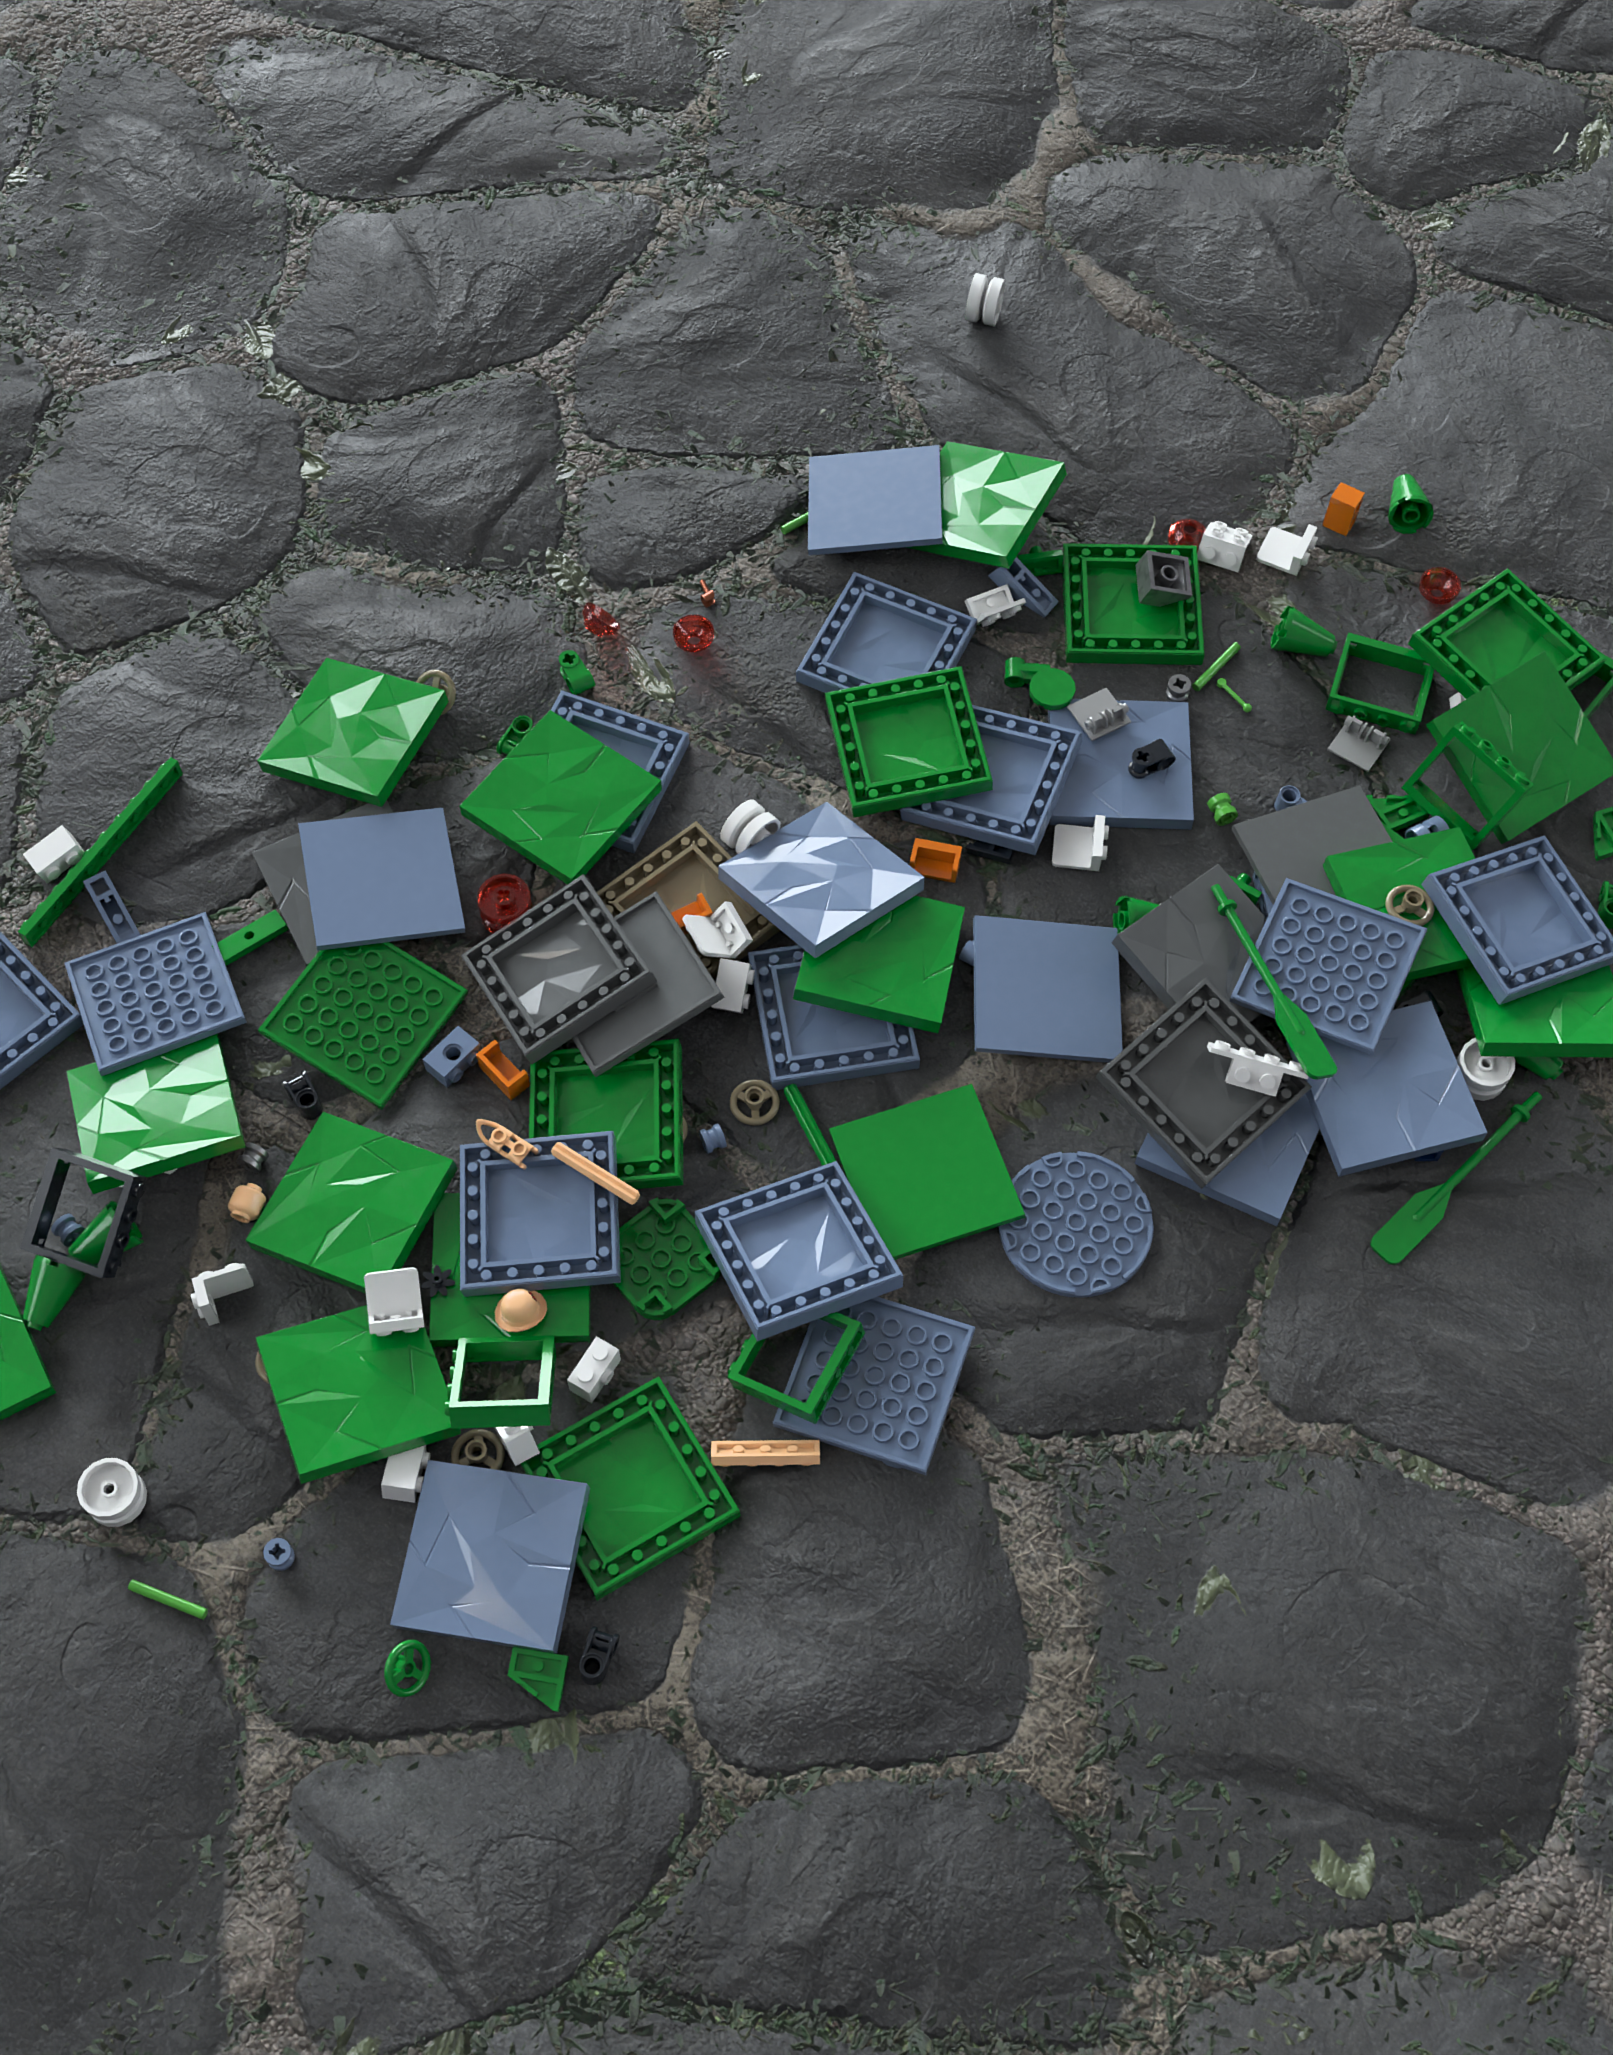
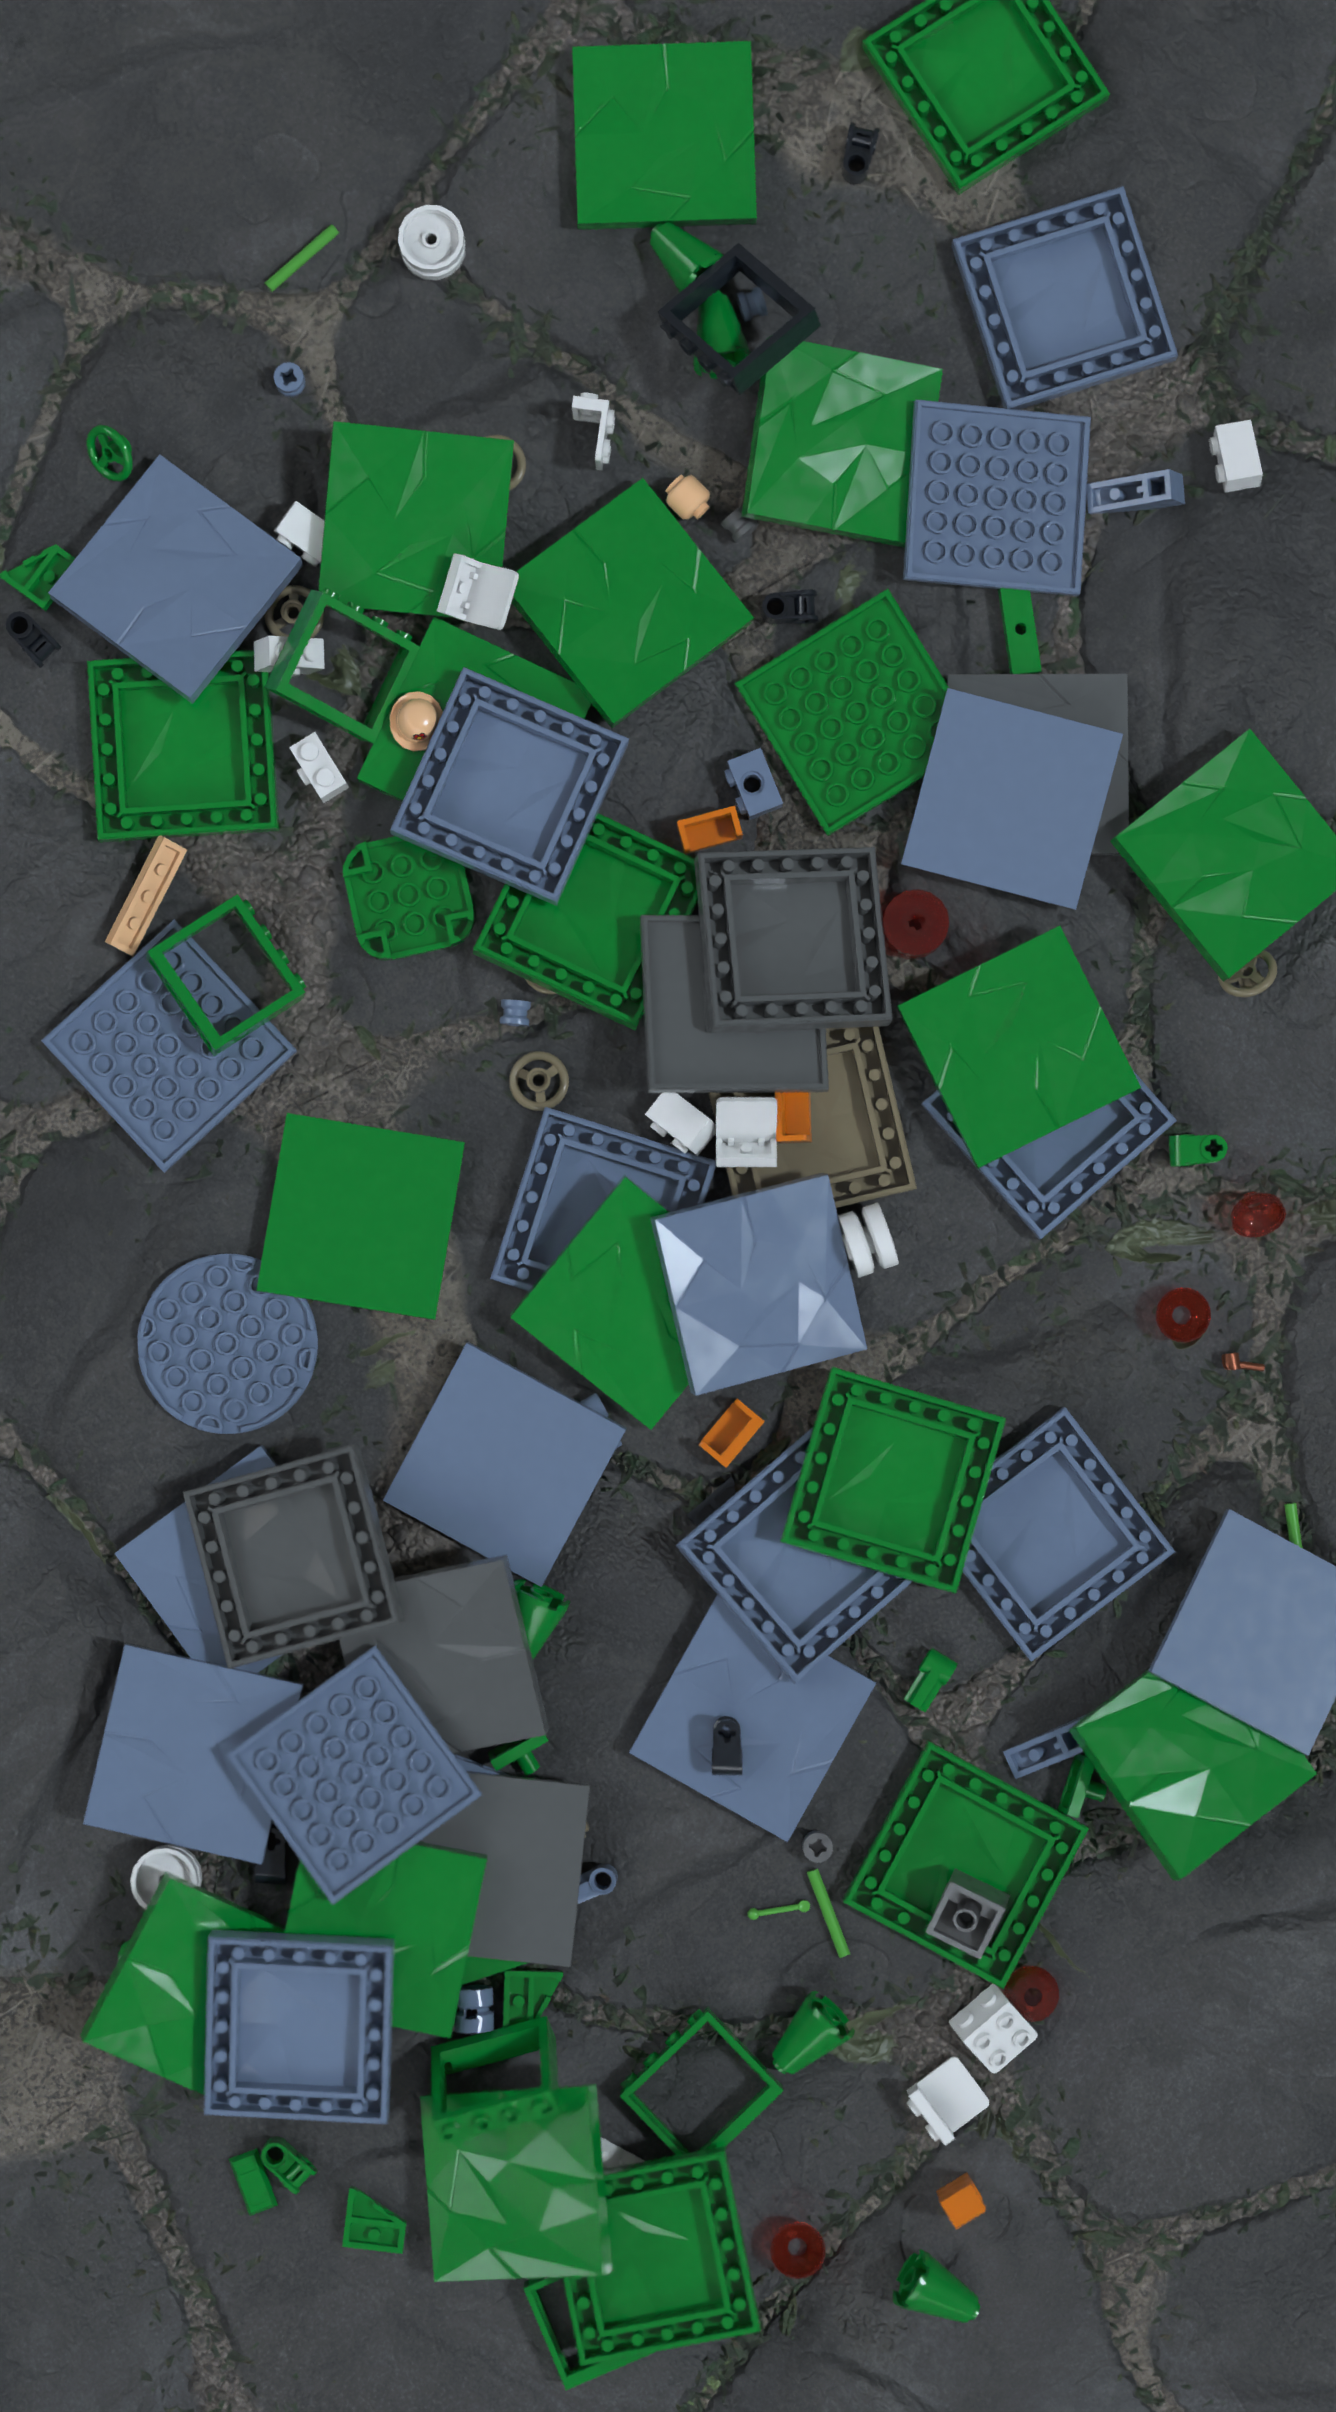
camera: 120 degrees right, 25 degrees up
(102, 850) = (1226, 520): green plate -> none
(437, 1285) = (492, 657): black plant -> none
(500, 1138) = (607, 781): light nougat piece -> none
(514, 734) = (1136, 1037): green piece -> none
(595, 1173) = (513, 858): light nougat axle -> none
(798, 1250) = (333, 1032): sand blue tile -> none
(808, 1124) = (480, 1124): green axle -> none
(992, 605) = (1038, 1692): white bracket -> none
(1052, 689) = (883, 1690): green tile -> none
(1080, 846) = (667, 1606): white bracket -> none
(1099, 714) = (820, 1725): light grey hinge -> none
(1221, 807) = (630, 1797): bright green wheel -> none
(1254, 1071) = (270, 1614): white bracket -> none
(1289, 1017) = (307, 1689): green piece -> none
(1359, 743) = (637, 2013): light grey hinge -> none
(1411, 903) = (356, 1919): dark tan piece -> none
(1428, 1207) = (53, 1723): green piece -> none

